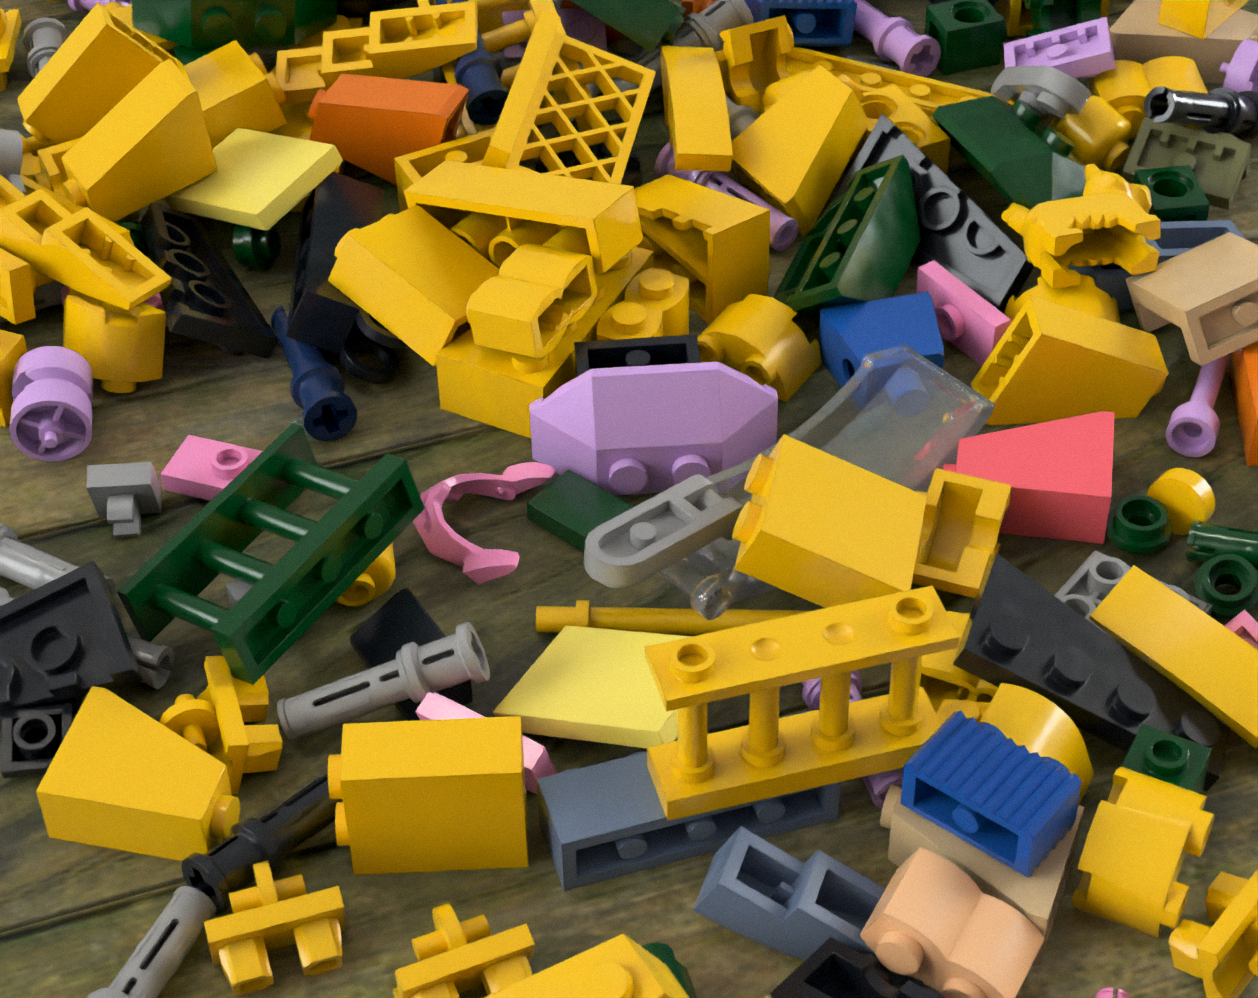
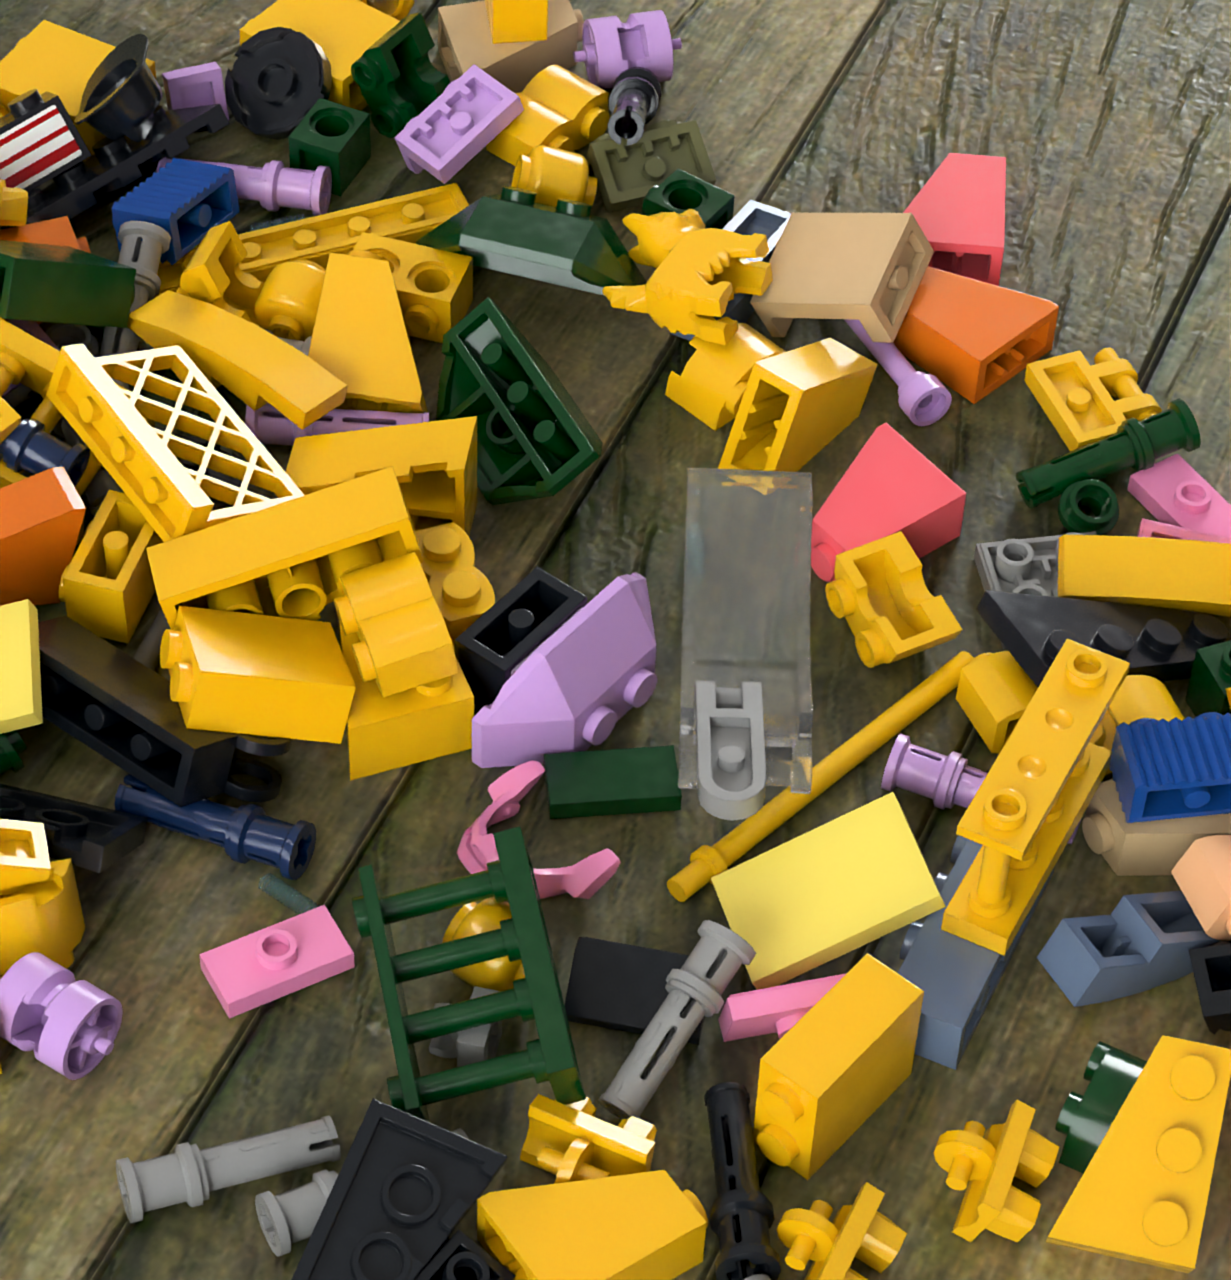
camera: 50 degrees left, 5 degrees up
(124, 494) = (234, 1044): light grey tile -> none
(762, 344) = (536, 534): yellow cylinder -> none
(827, 527) = (843, 658): yellow brick -> none
(876, 325) = (639, 483): blue torso -> none
(949, 221) = (578, 344): wing -> none
(962, 313) = (659, 414): bright pink plate -> none
(1042, 88) = (491, 170): light grey plate -> none
(1139, 525) = (984, 503): dark green plate -> none
(1184, 497) = (987, 463): yellow tile -> none

